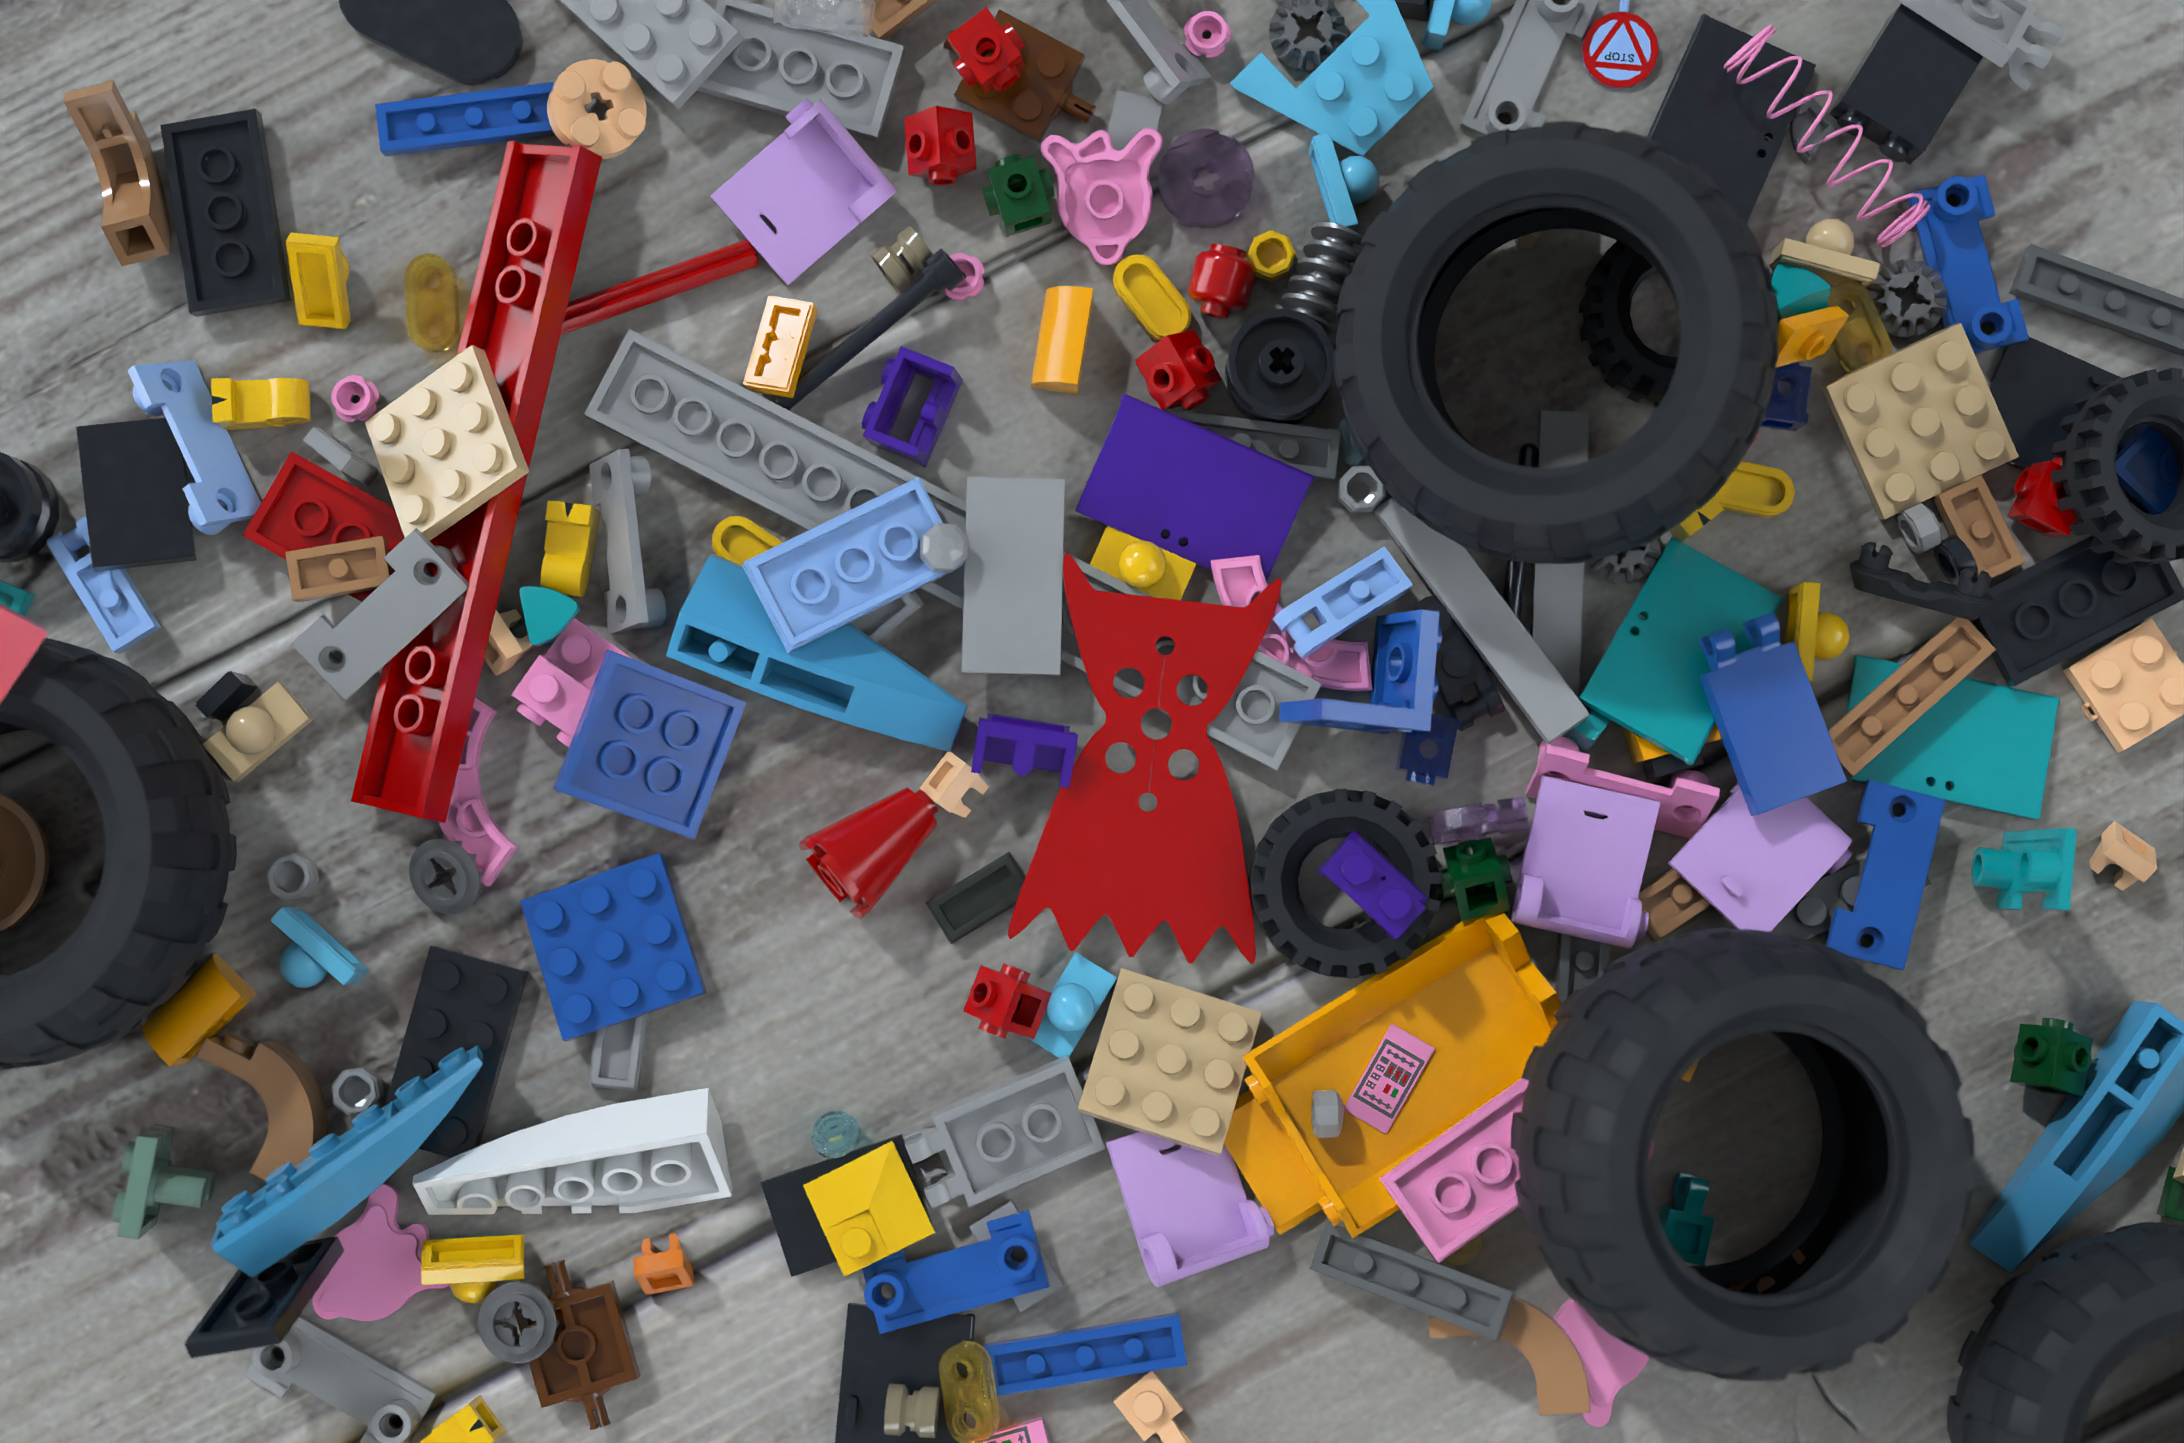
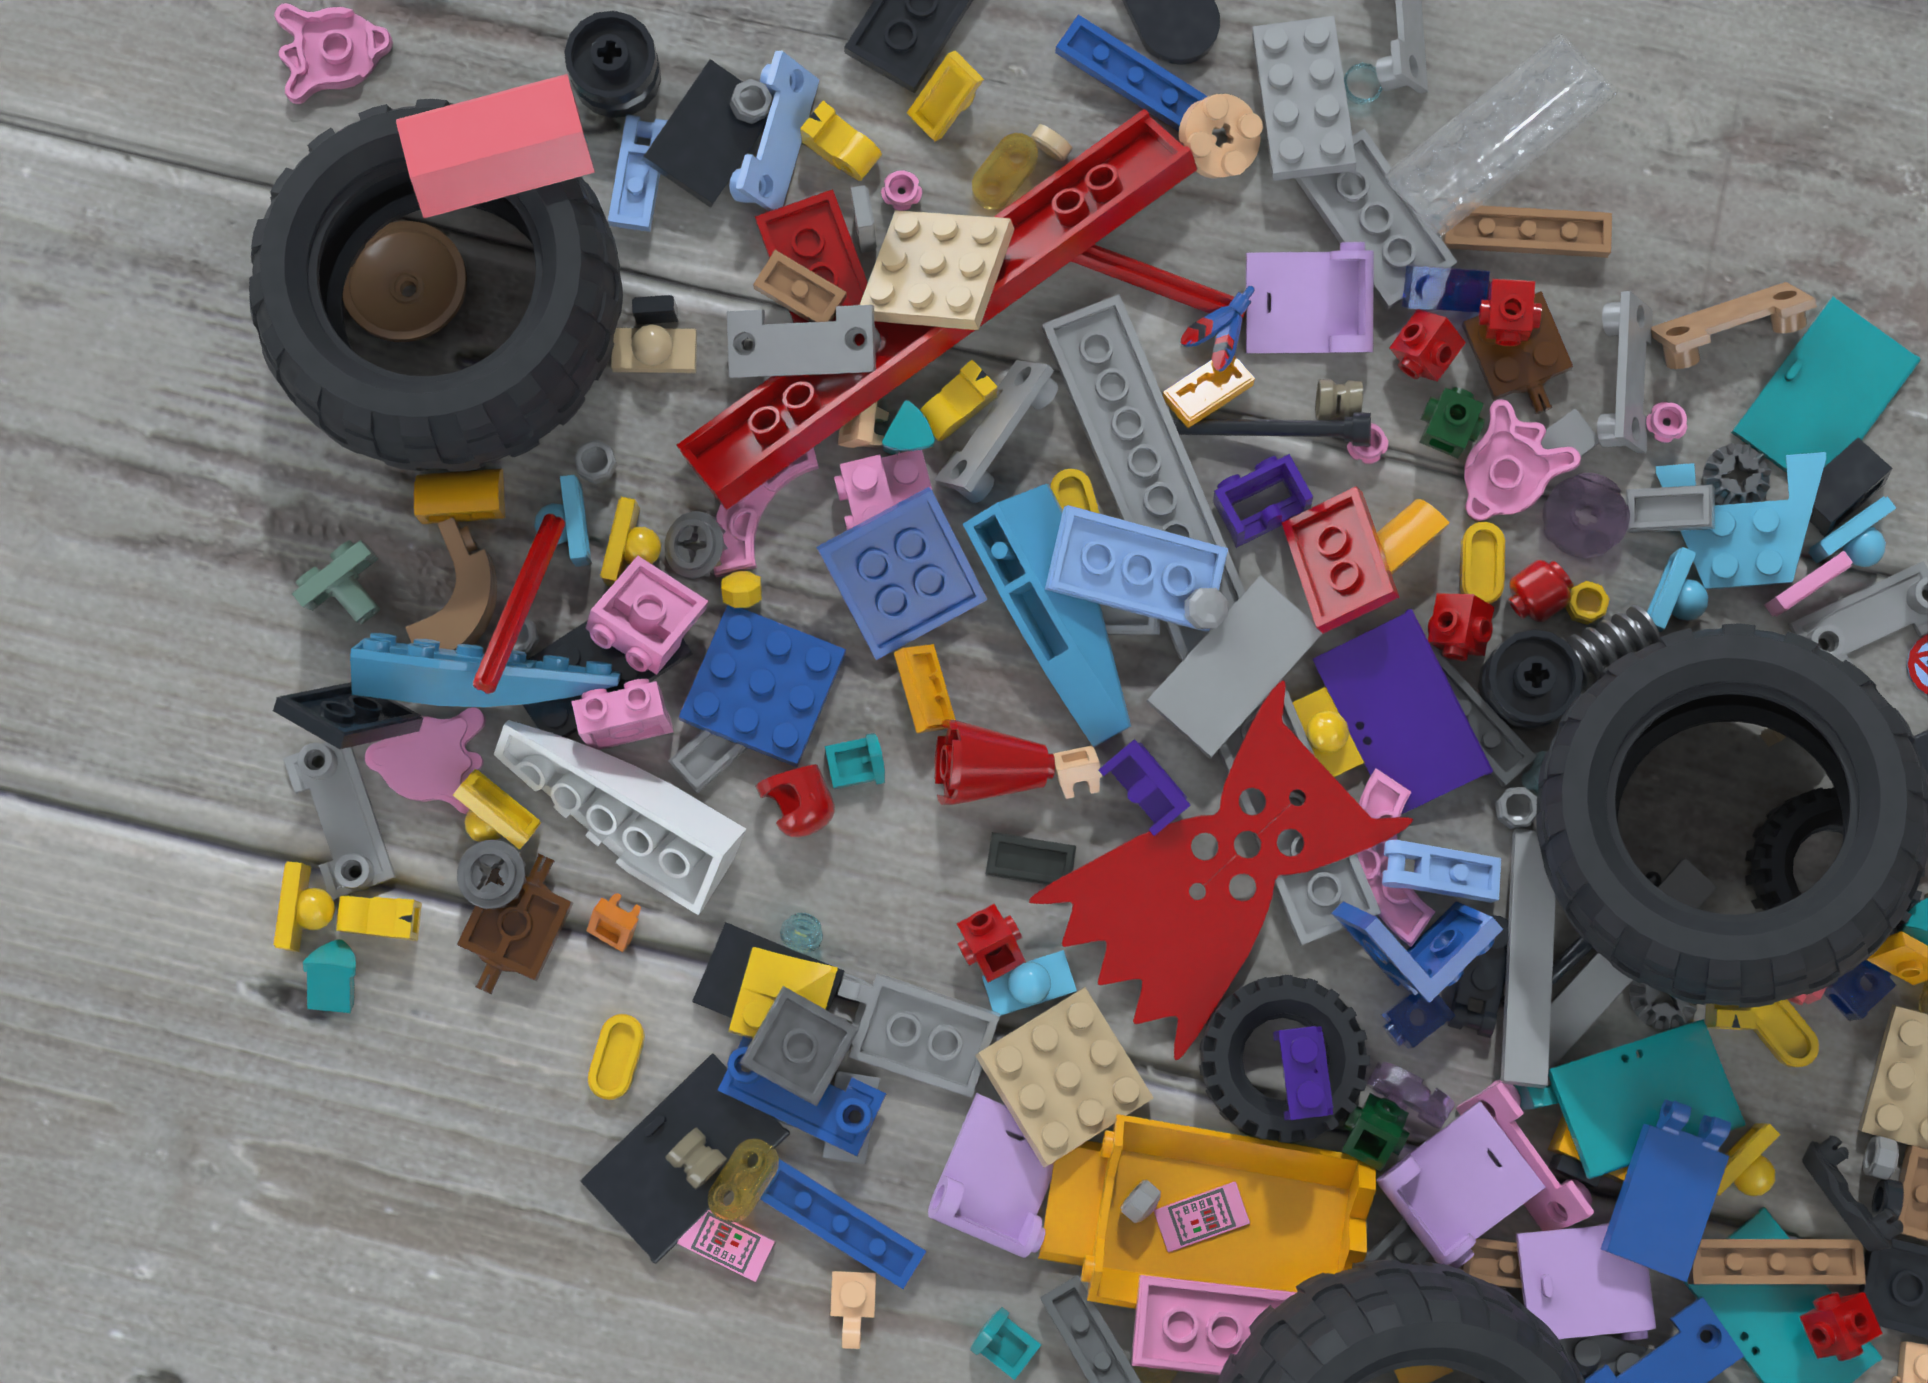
camera: 35 degrees right, 5 degrees down
(146, 434) = (750, 101): none -> light grey tile
(330, 1070) = (519, 604): none -> red axle
(384, 926) = (628, 541): none -> yellow tile
(451, 242) = (1051, 143): none -> tan tile
(454, 979) = (645, 616): none -> bright pink plate
(510, 1085) = (622, 715): none -> bright pink plate
(521, 879) = (741, 589): none -> yellow tile
(734, 1017) = (801, 798): none -> red helmet
(744, 277) = (1225, 324): none -> piece
(754, 943) = (856, 762): none -> teal tile
(757, 827) = (924, 687): none -> light orange plate
(767, 1380) = (616, 1057): none -> yellow tile
(912, 79) = (1444, 288): none -> clear blue plate
(917, 1238) = (799, 1046): none -> flat silver tile
(1025, 403) = (1340, 560): none -> plate
(1274, 110) = (1671, 508): none -> light grey tile
(1314, 1332) = (1005, 1343): none -> teal tile
(1449, 75) = (1809, 584): none -> bright pink tile
(2005, 703) = (1840, 1325): none -> red brick

